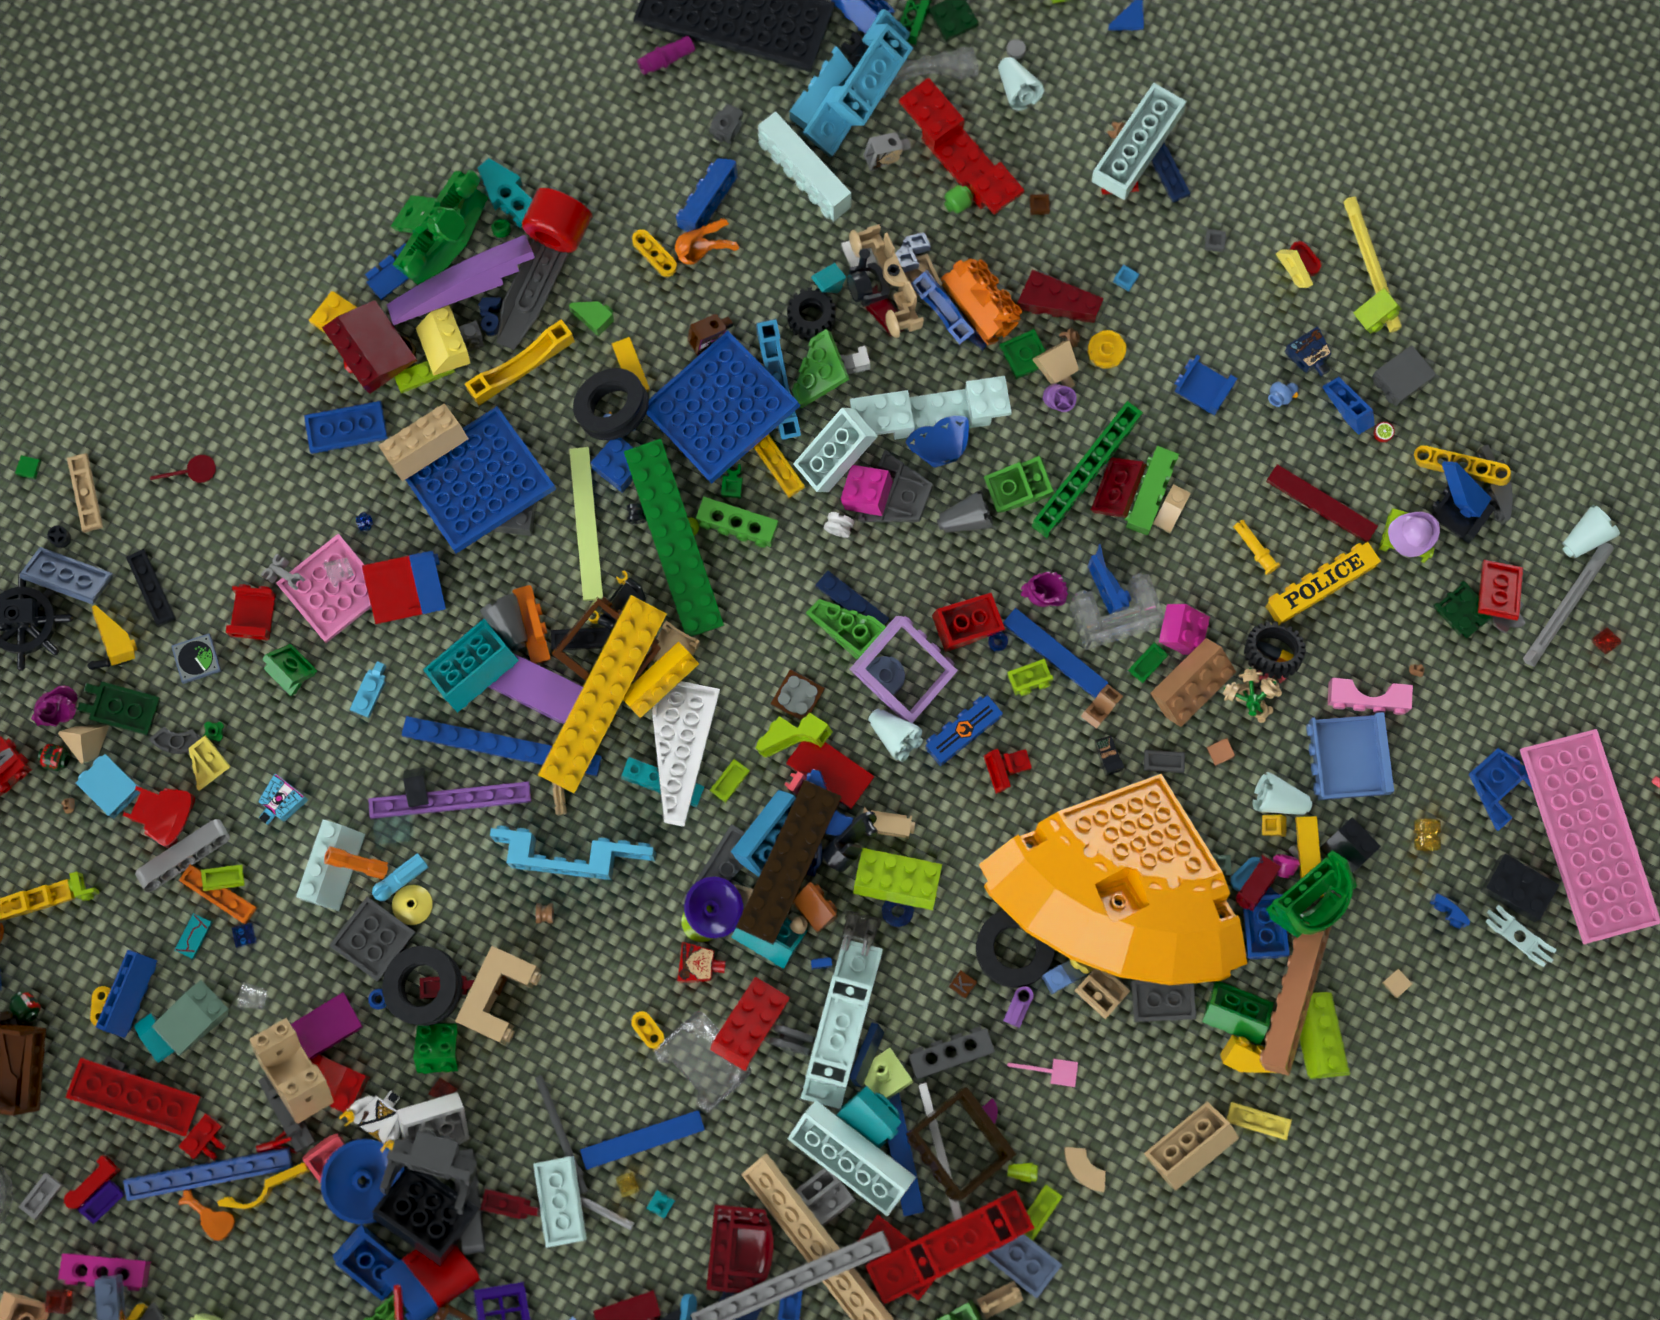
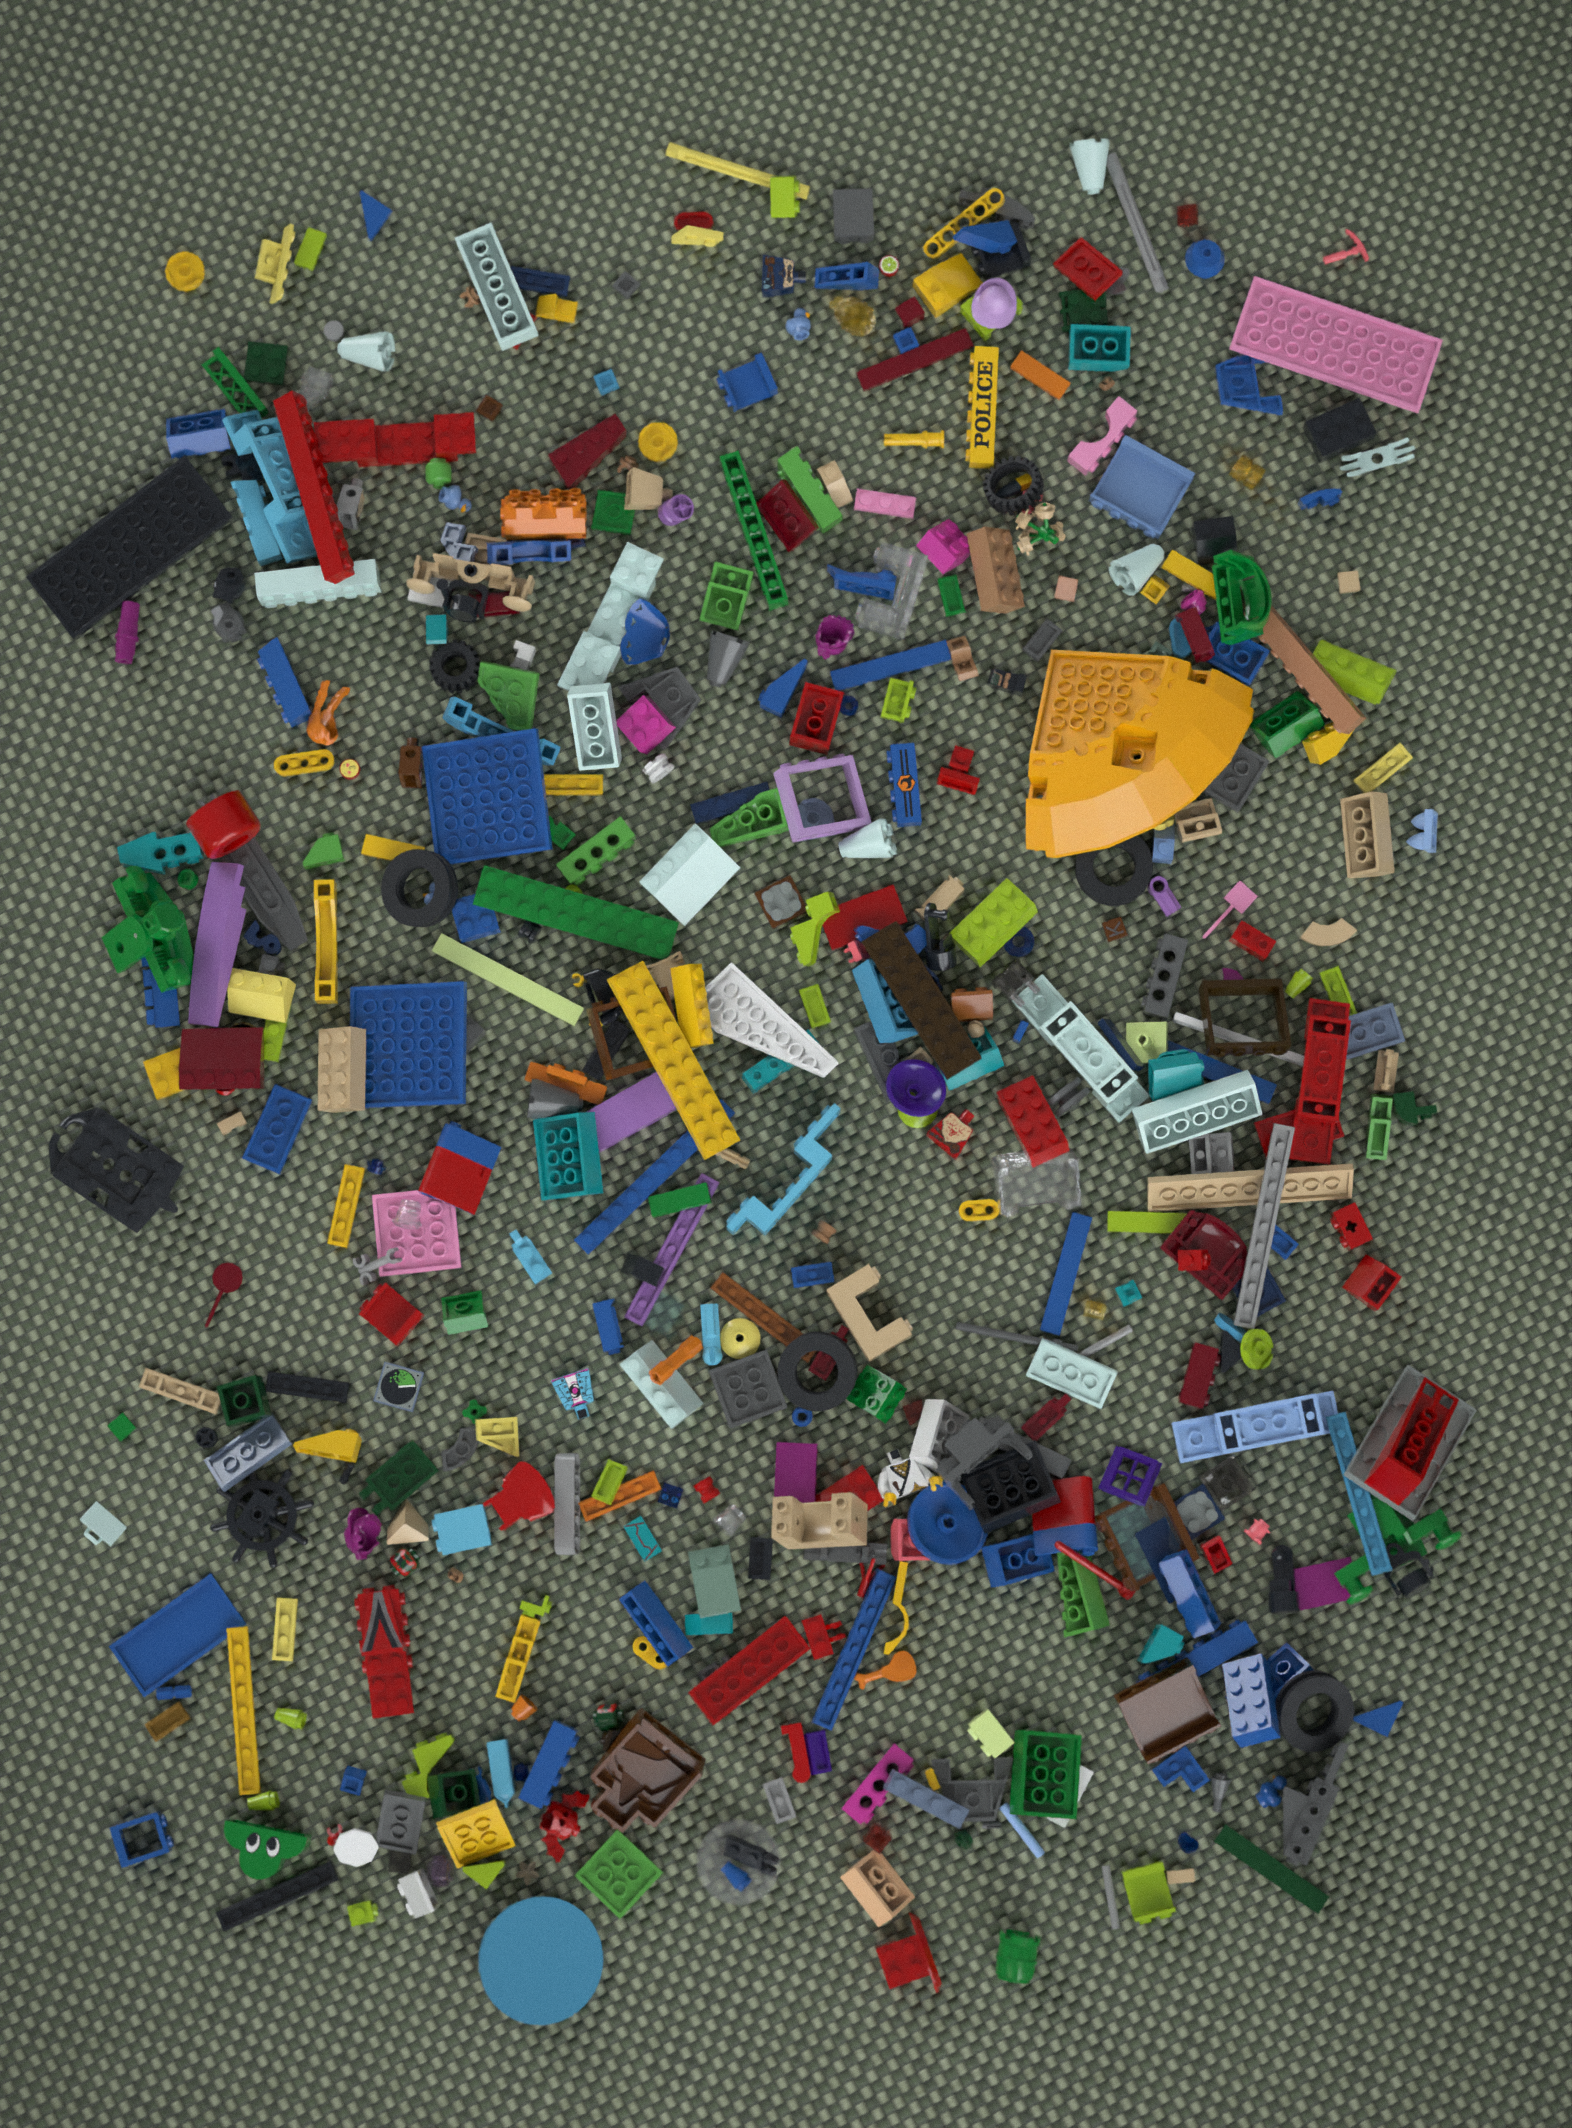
camera: 55 degrees left, 5 degrees up
(105, 544) = (244, 1400): none -> dark green brick
(234, 1045) = (760, 1558): none -> black hinge
(245, 299) = (110, 1139): none -> black piece
(266, 961) = (707, 1489): none -> red wheel
(318, 520) = (346, 1206): none -> yellow tile
(324, 387) = (232, 1122): none -> tan piece
(351, 791) = (608, 1326): none -> blue window
(443, 903) = (757, 1311): none -> dark orange tile
(494, 778) = (680, 1200): none -> green tile
(502, 928) = (812, 1275): none -> blue plate
(673, 291) = (350, 769): none -> light yellow tile
(722, 1241) = (1193, 1260): none -> red bracket
(730, 1176) = (1143, 1222): none -> lime tile
(756, 104) = (229, 584): none -> black hand
(768, 607) = (689, 874): none -> light aqua slope
(874, 109) = (314, 487): none -> red brick
(945, 222) = (452, 498): none -> medium blue animal
(971, 579) = (780, 692): none -> blue slope
(1032, 1107) = (1252, 941): none -> red brick
(1157, 202) = (557, 309): none -> yellow slope
(1186, 559) = (885, 503): none -> bright pink plate
(1225, 1200) = (1428, 839): none -> light blue tile
(1321, 430) = (853, 315): none -> clear yellow hair
(1332, 485) = (905, 340): none -> blue plate
(1357, 473) = (910, 312): none -> dark red panel
(1383, 612) = (1040, 375): none -> orange tile
(1402, 486) = (946, 284): none -> yellow slope
(1440, 642) = (1099, 347): none -> teal brick
(1580, 679) = (1204, 259): none -> blue cone

